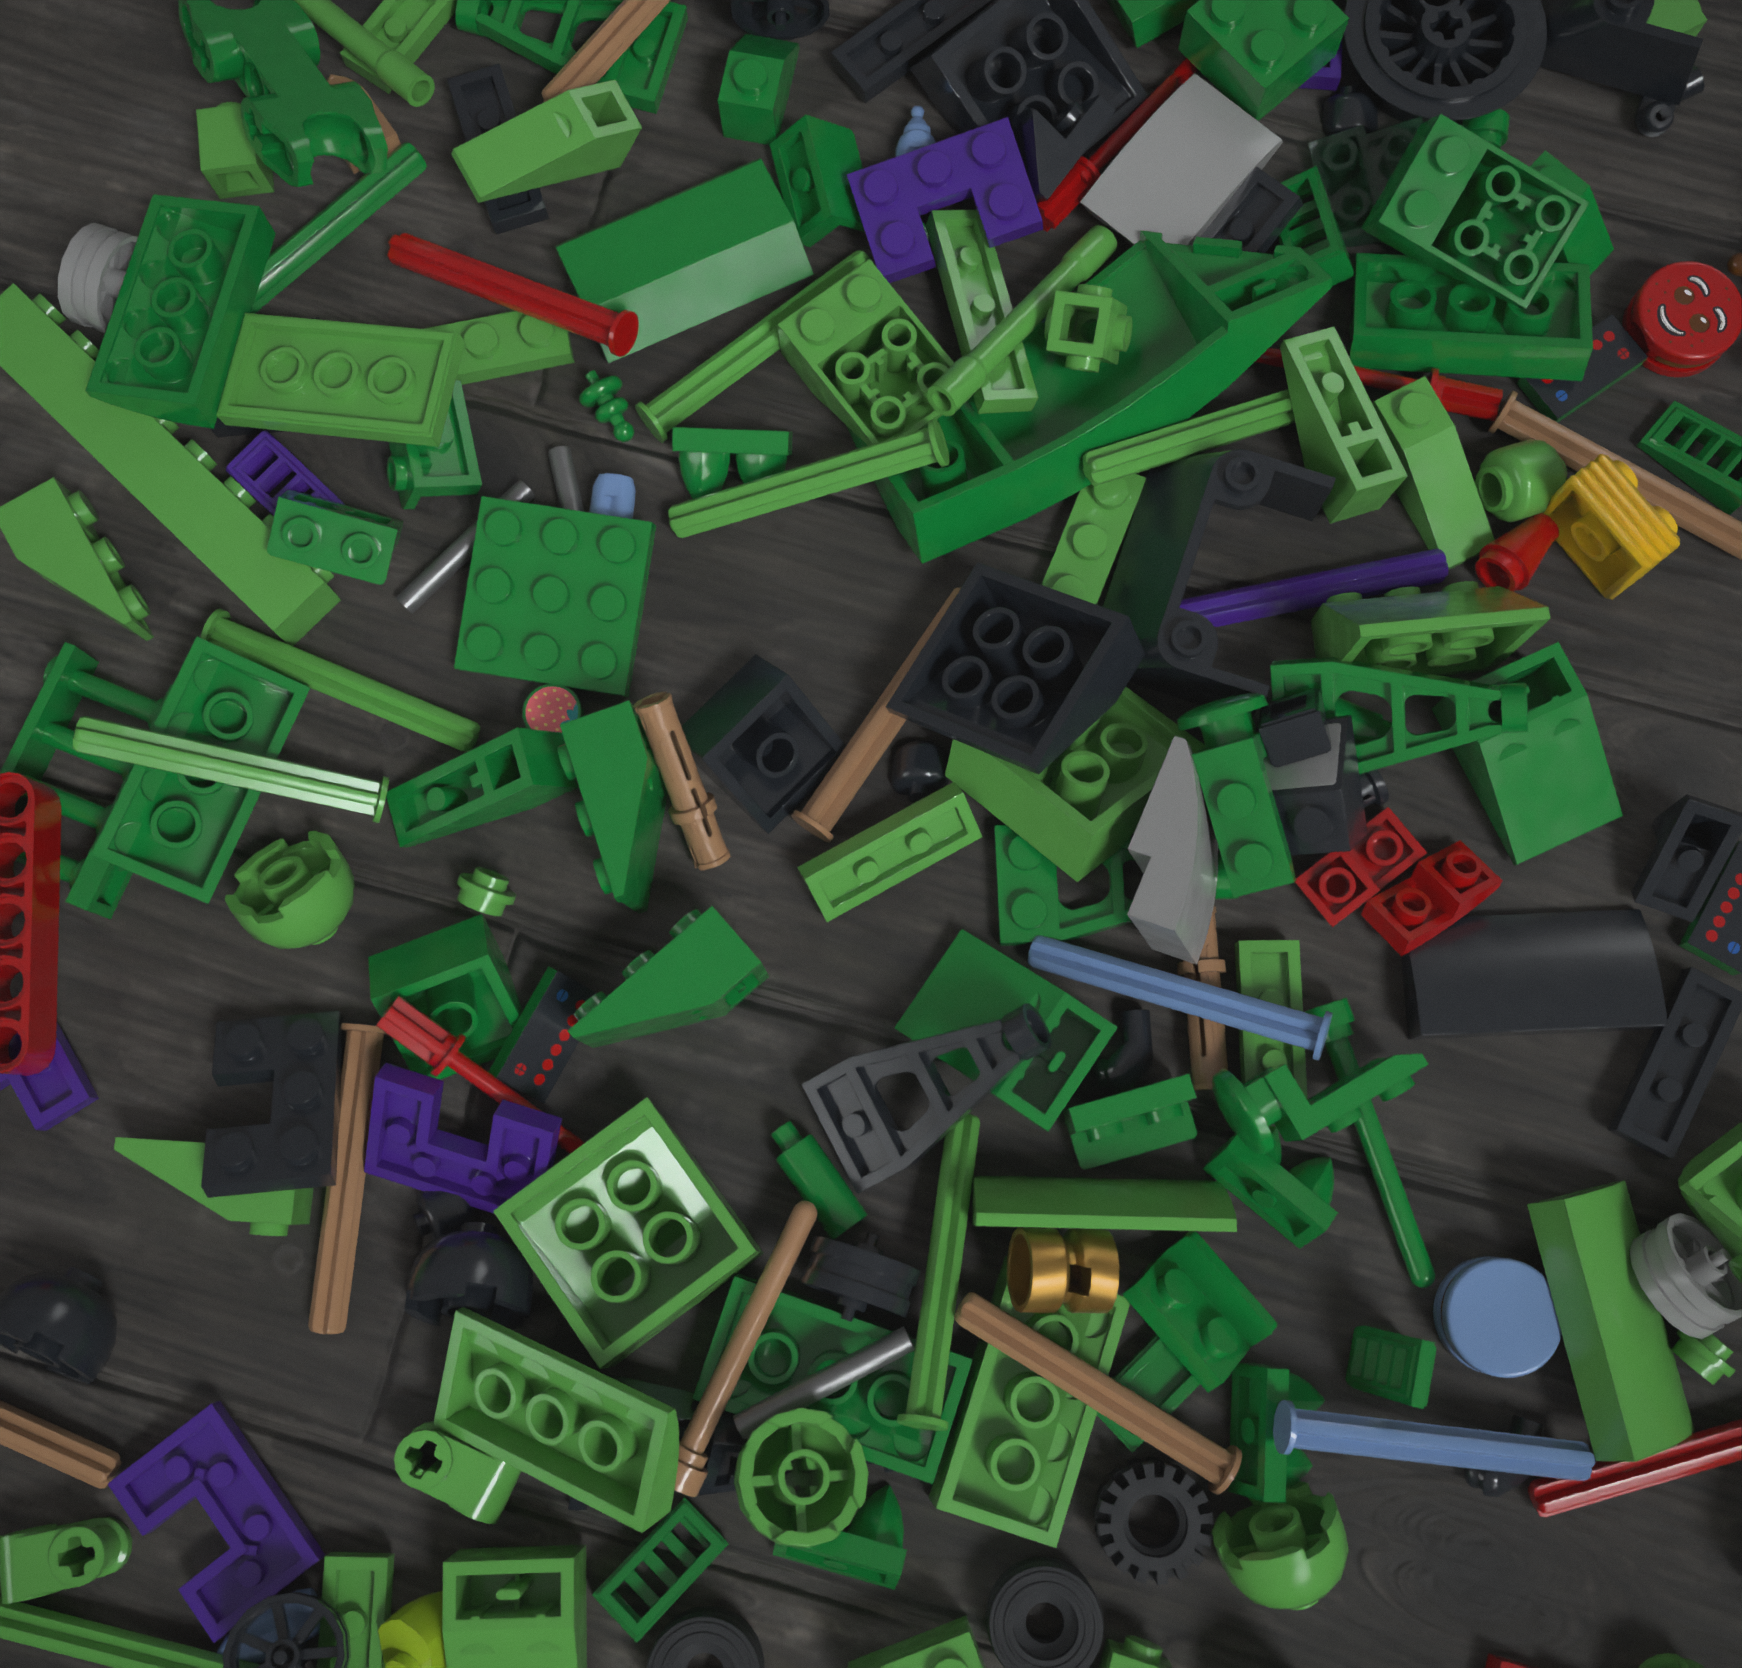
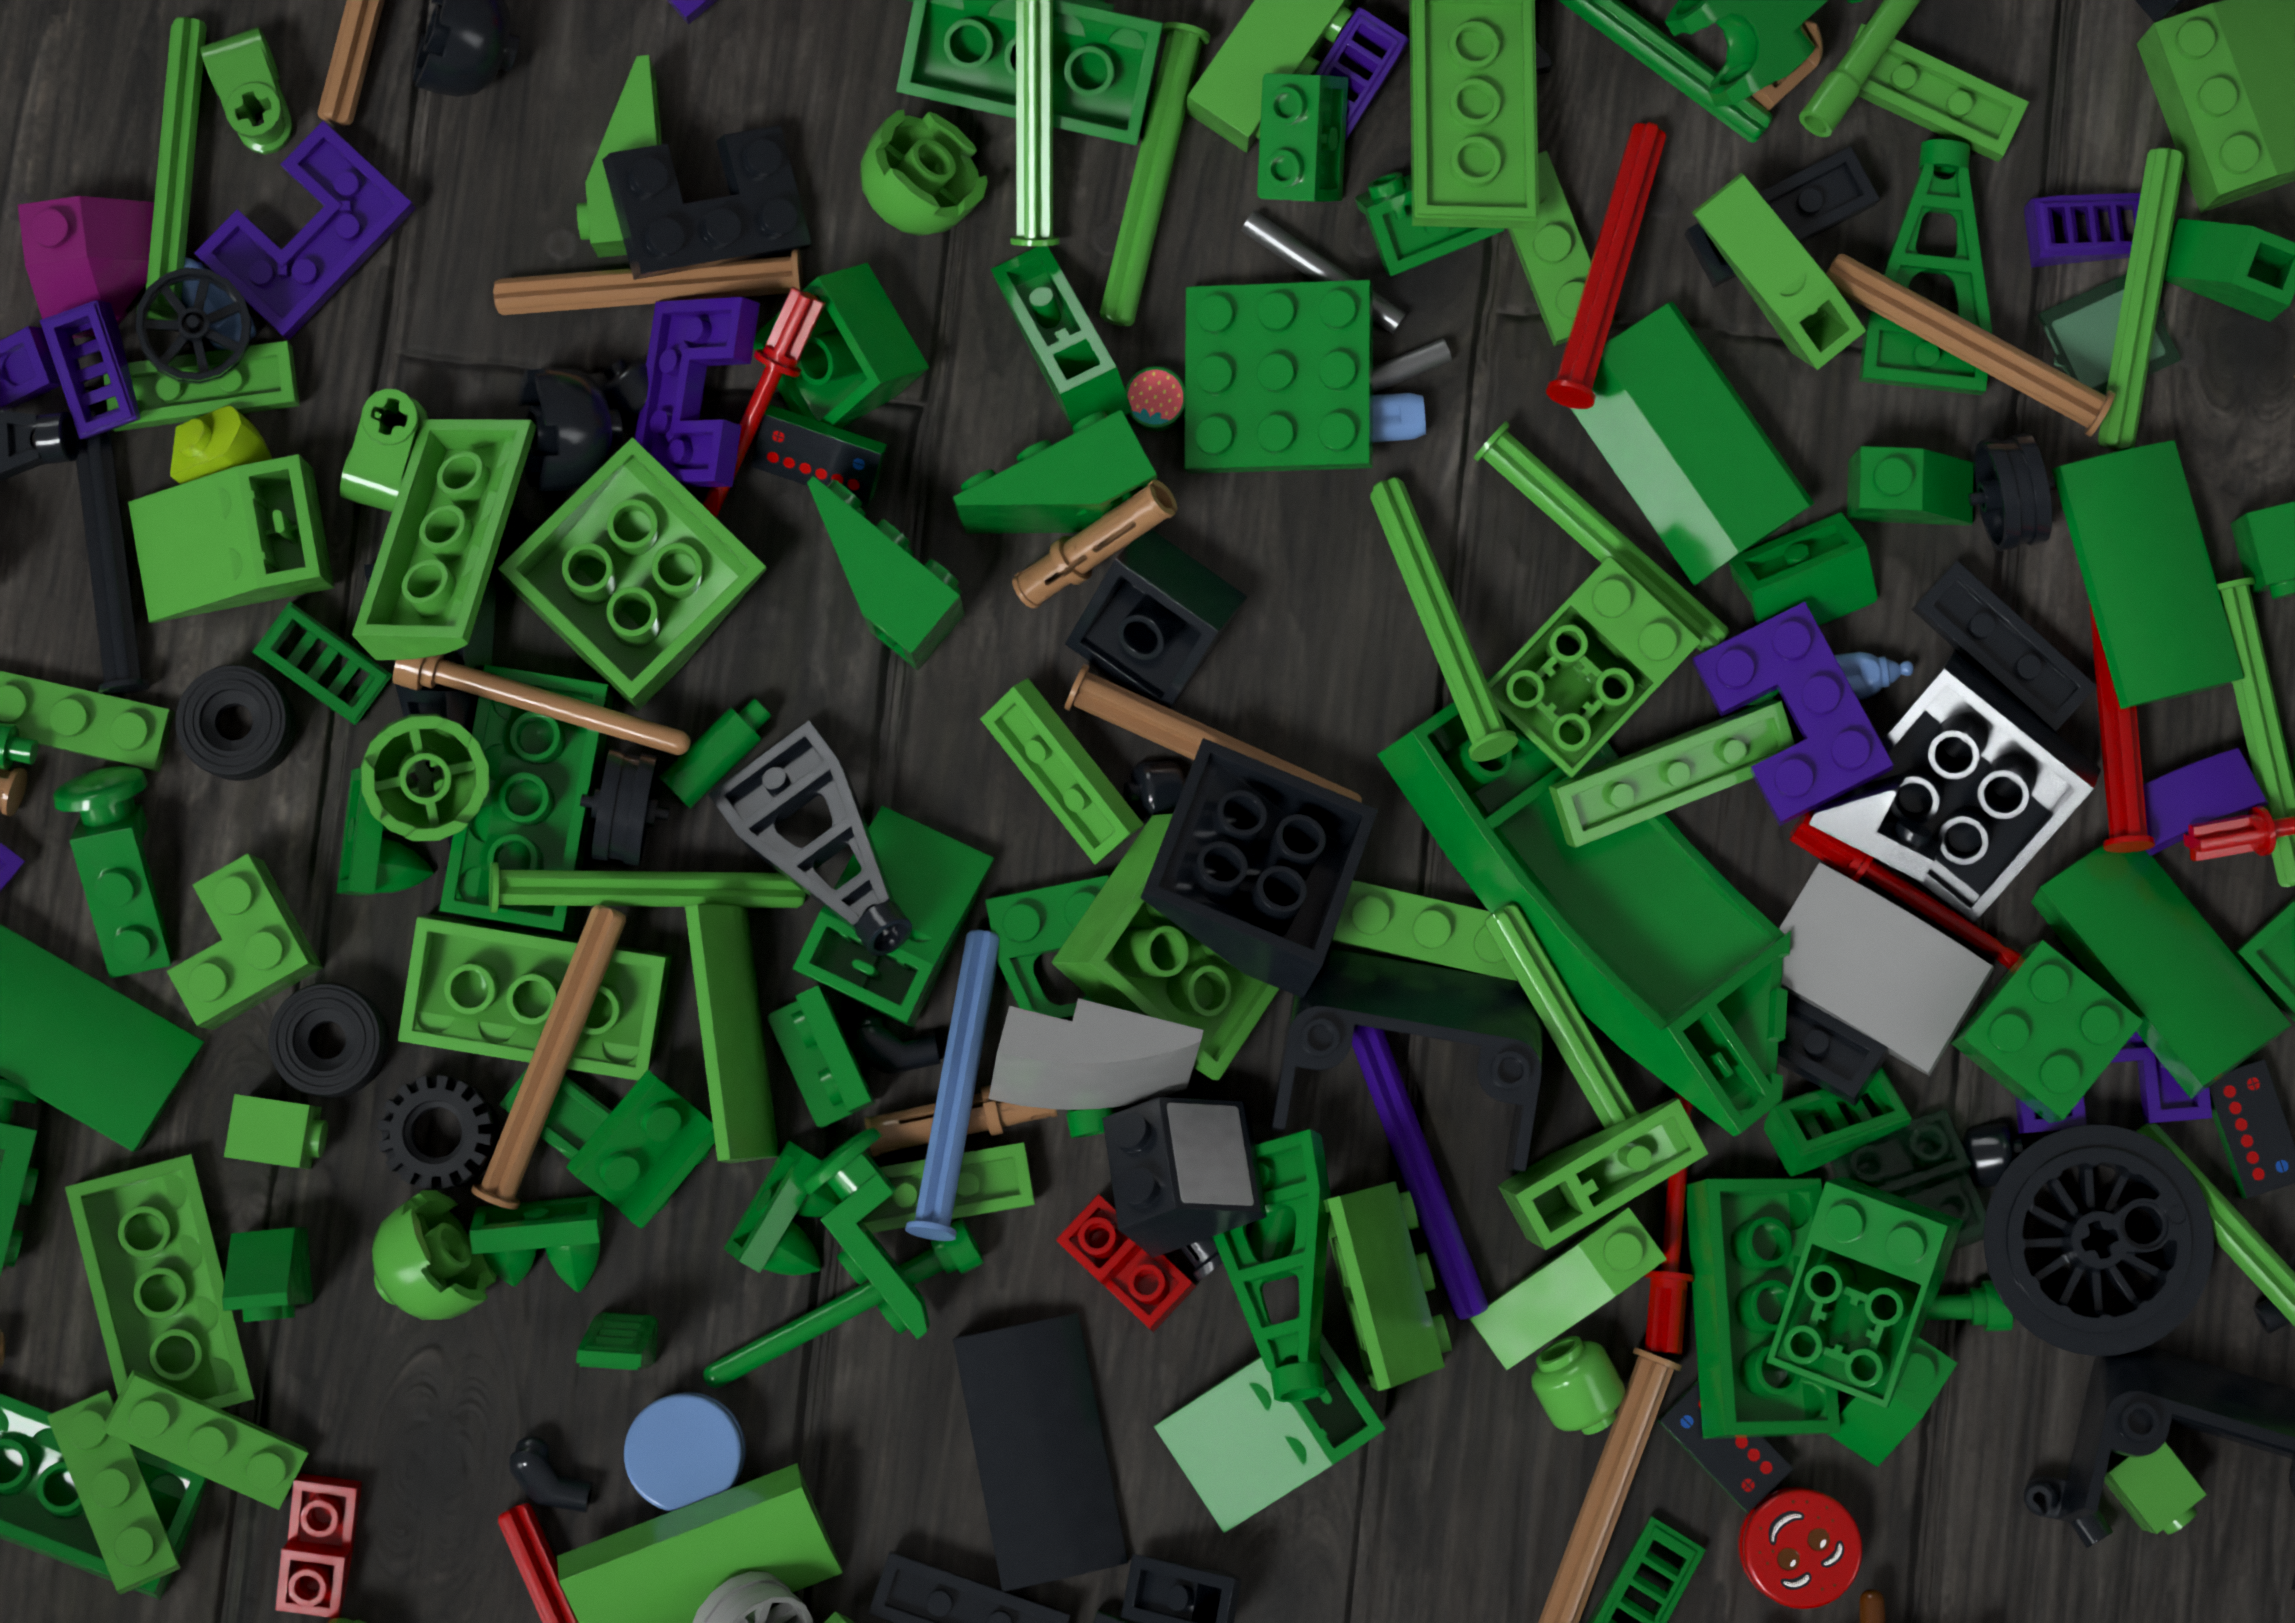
camera: 75 degrees right, 5 degrees up
(485, 891) = (955, 366): bright green plate -> none
(611, 409) = (1502, 394): green hair -> none
(706, 455) = (1472, 508): green tile -> none
(826, 1380) = (521, 791): flat silver bar -> none
(971, 370) = (1583, 769): bright green piece -> none
(1067, 1270) = (646, 982): pearl gold wheel -> none
(1070, 319) = (1661, 888): bright green brick -> none
(1240, 794) = (1164, 1107): green piece -> none
(1295, 728) = (1244, 1159): black slope -> none
(1429, 1443) = (548, 1391): medium blue axle -> none
(1432, 899) = (1102, 1341): red slope -> none
(1516, 554) = (1495, 1391): red cone -> none
(1611, 525) = (1522, 1483): yellow brick -> none

